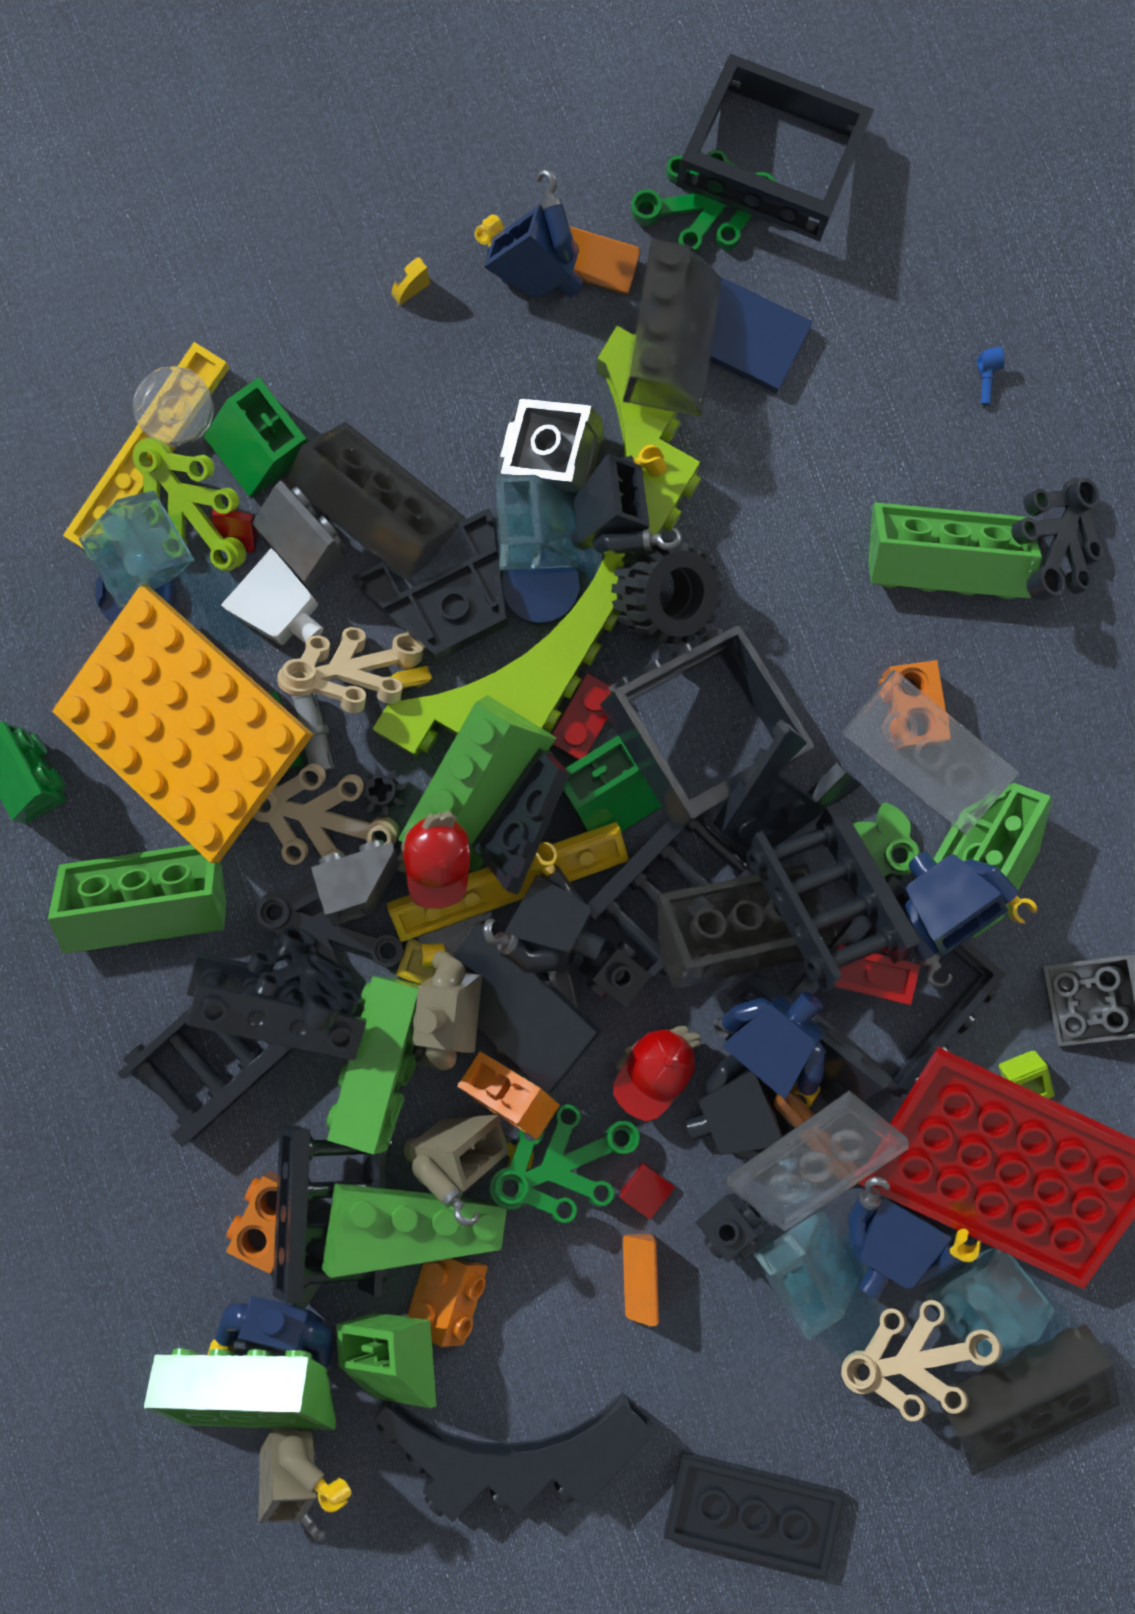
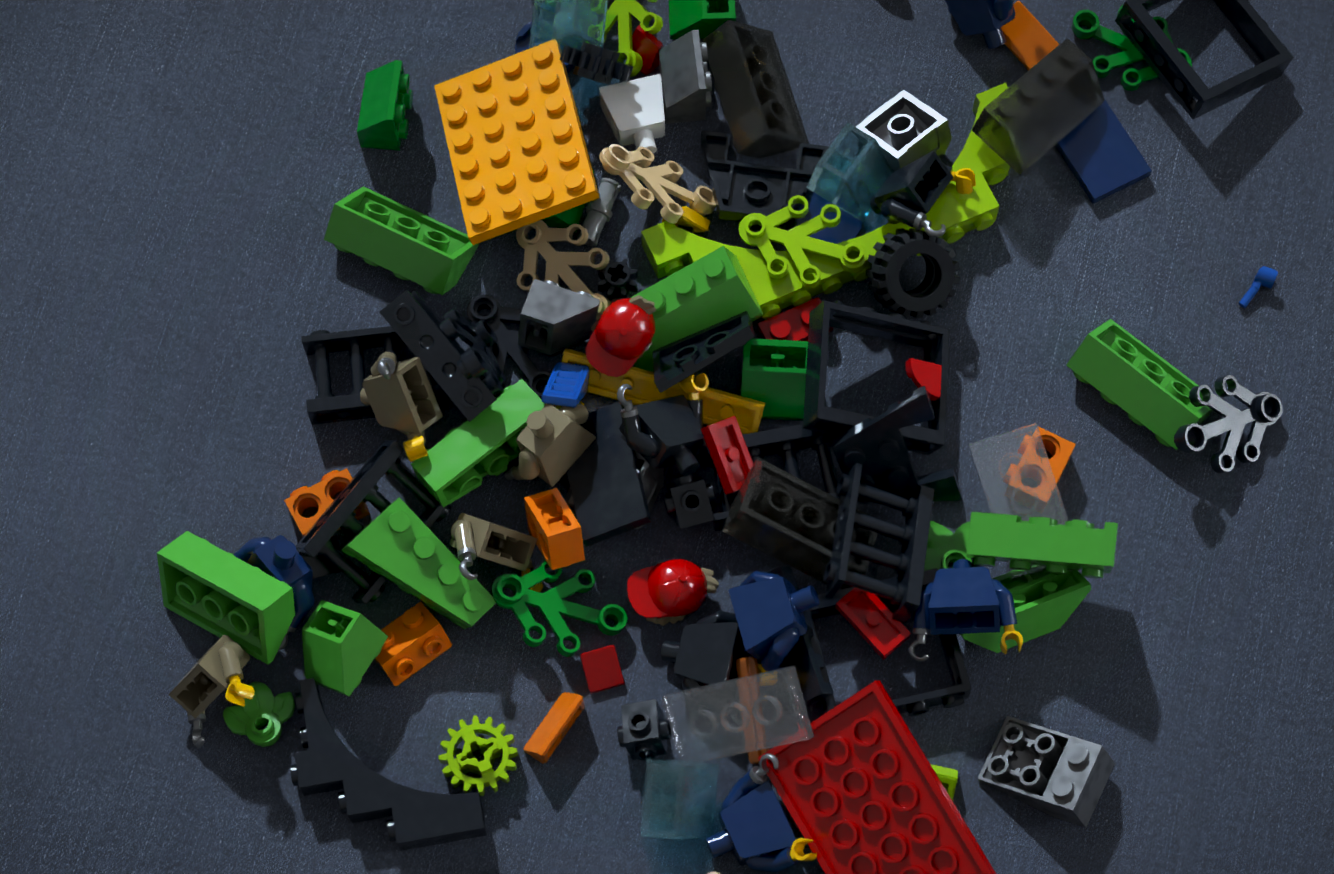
camera: 35 degrees right, 15 degrees down
(201, 584) = (596, 63): none -> black gear
(274, 1083) = (402, 400): none -> dark tan torso
(354, 1458) = (260, 711): none -> bright green plate
(416, 945) = (566, 385): none -> blue slope
(532, 635) = (798, 239): none -> lime plant
(608, 1370) = (490, 748): none -> lime gear
(623, 904) = (728, 453): none -> red plate
(755, 693) = (926, 375): none -> red tile
(988, 788) = (1042, 543): none -> bright green wedge

